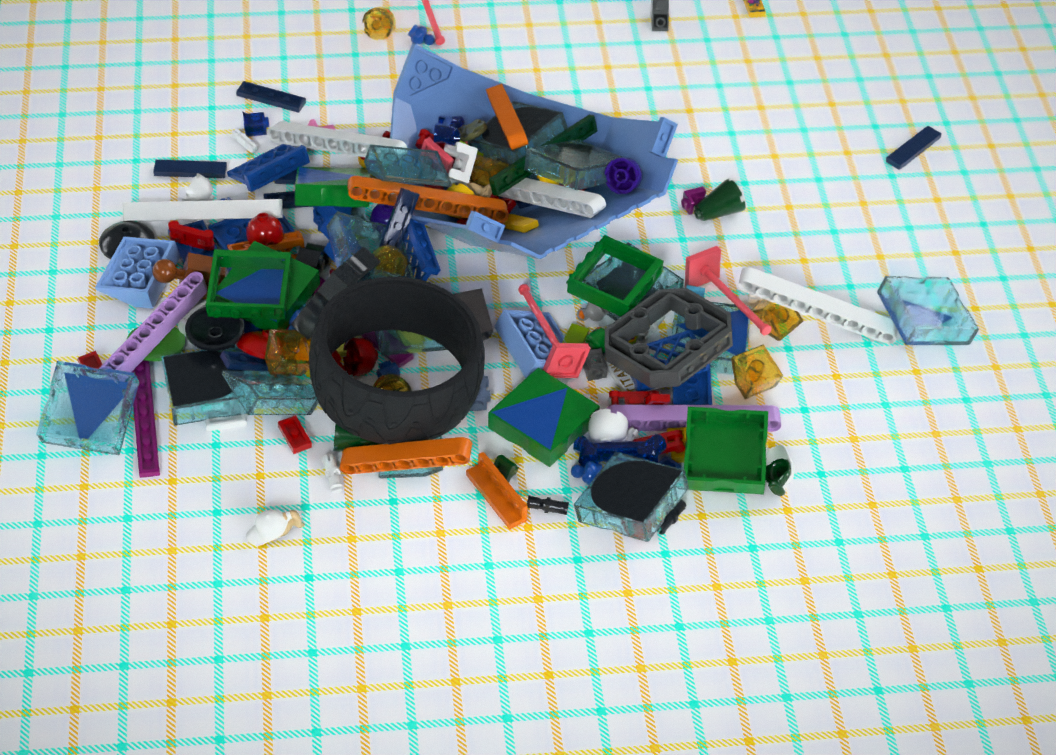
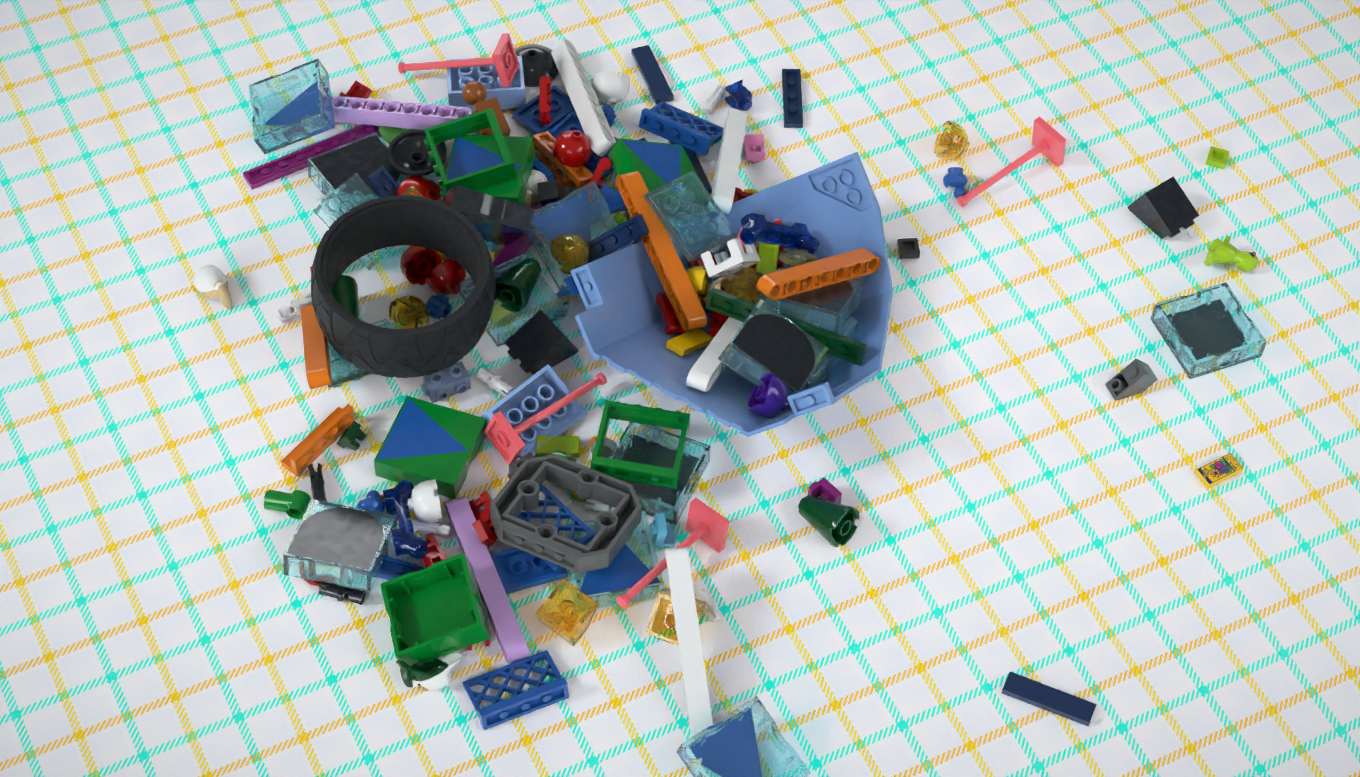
camera: 70 degrees right, 5 degrees up
(141, 236) = (503, 58): none -> coral tile
(307, 226) = (604, 164): none -> red plate
(496, 356) = (494, 381): none -> white pin
(560, 527) = (292, 503): none -> green piece
(822, 421) = (522, 701): none -> blue fence

